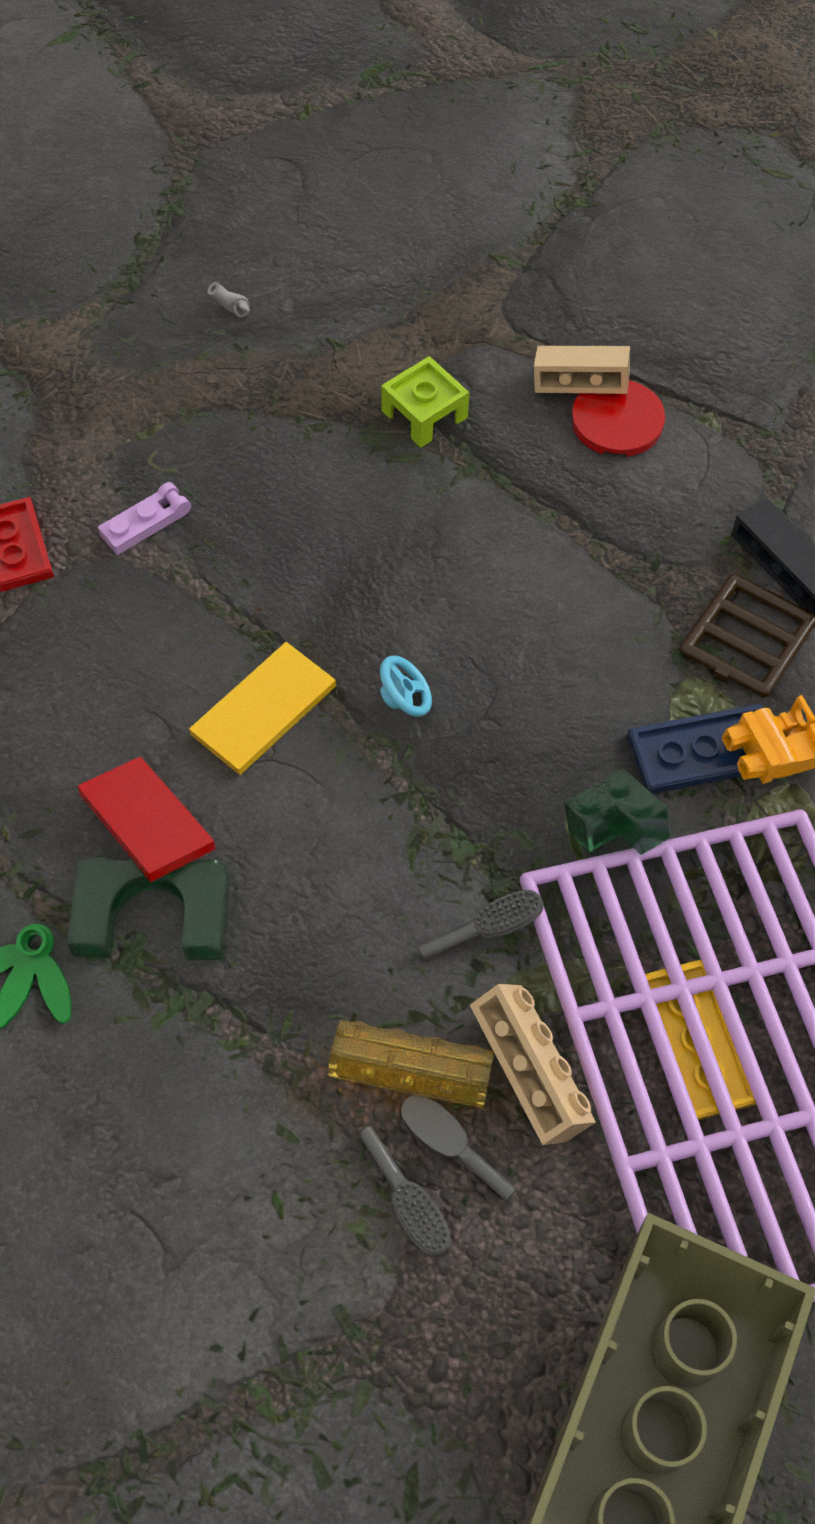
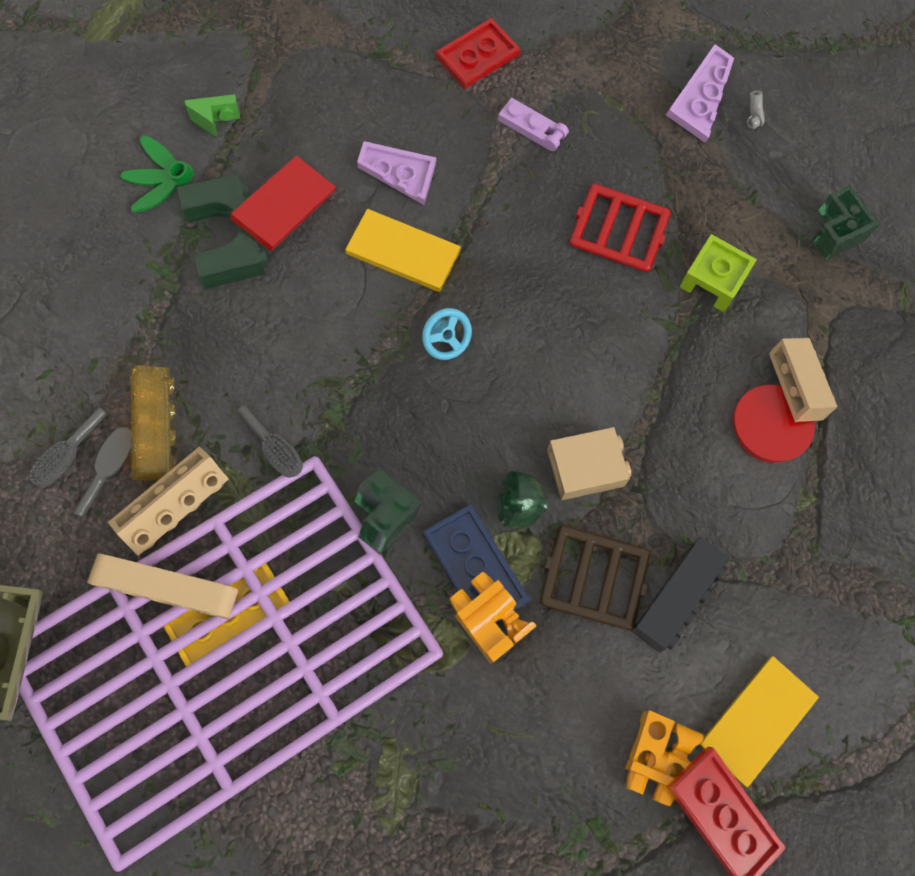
camera: 65 degrees right, 10 degrees up
(145, 677) = (398, 168): none -> lavender wing
(183, 341) = (699, 100): none -> lavender wing
(342, 505) = (623, 257): none -> red bar
(409, 267) = (847, 222): none -> clear green brick
(616, 597) = (588, 463): none -> tan brick
(644, 673) = (522, 500): none -> clear green cylinder
(652, 1093) = (163, 586): none -> tan beam

